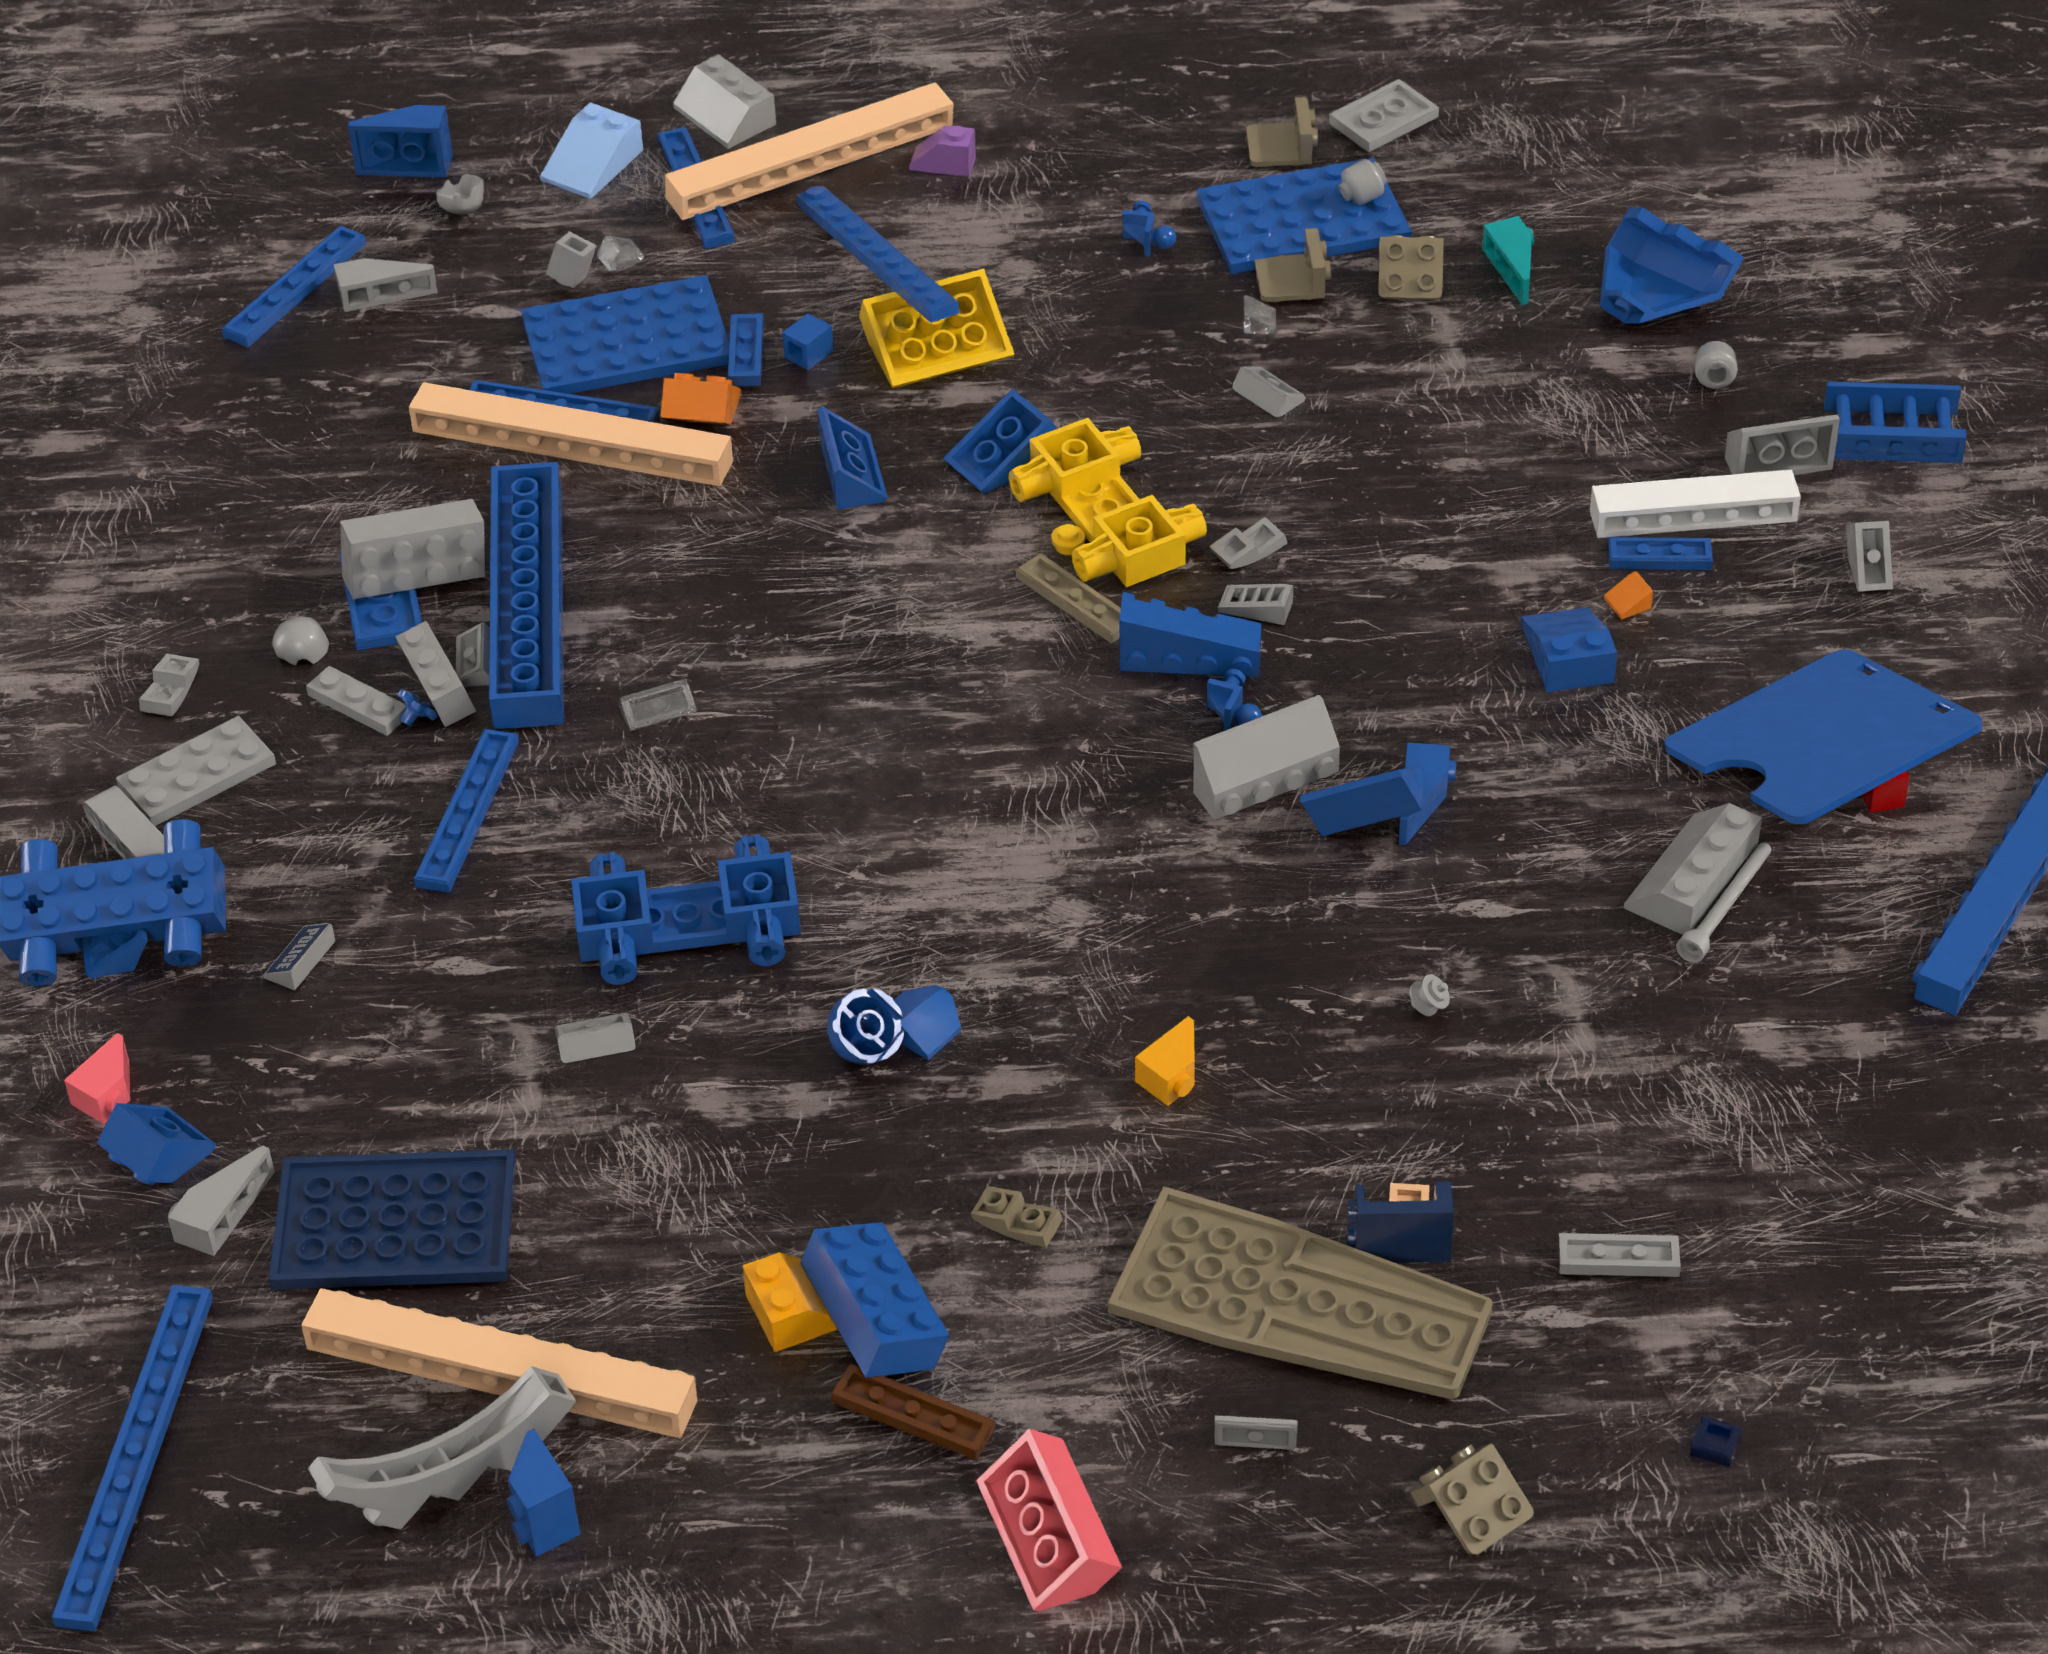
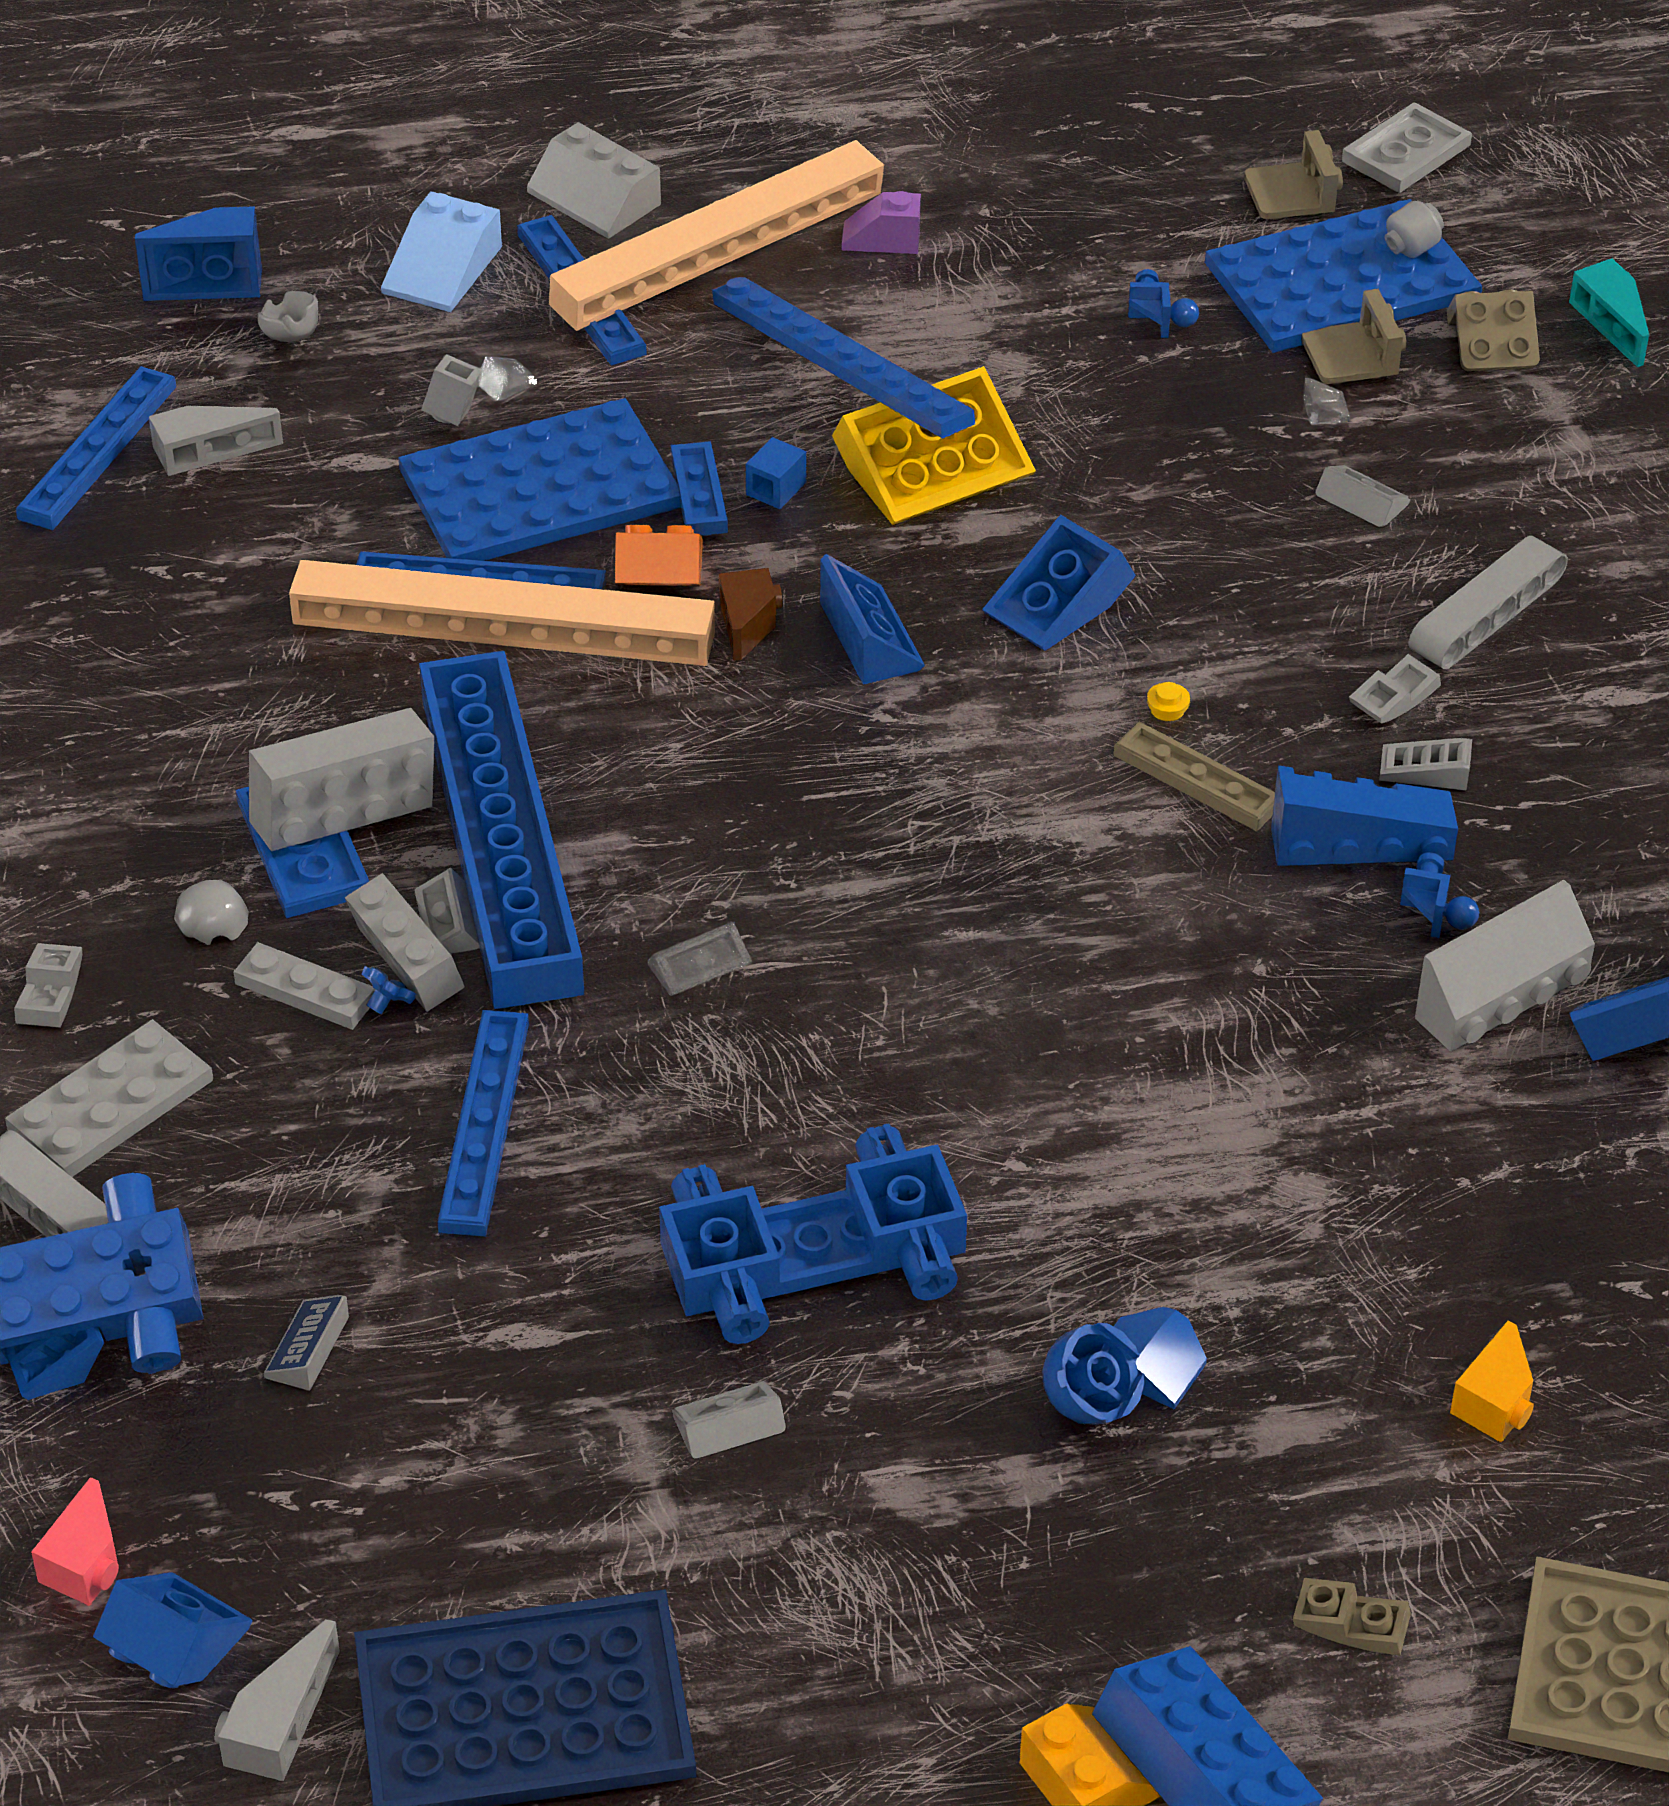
camera: 10 degrees left, 0 degrees up
(760, 444) = (748, 608): none -> reddish brown slope
(1124, 532) = (1242, 690): yellow piece -> none
(1340, 481) = (1487, 602): none -> light grey beam

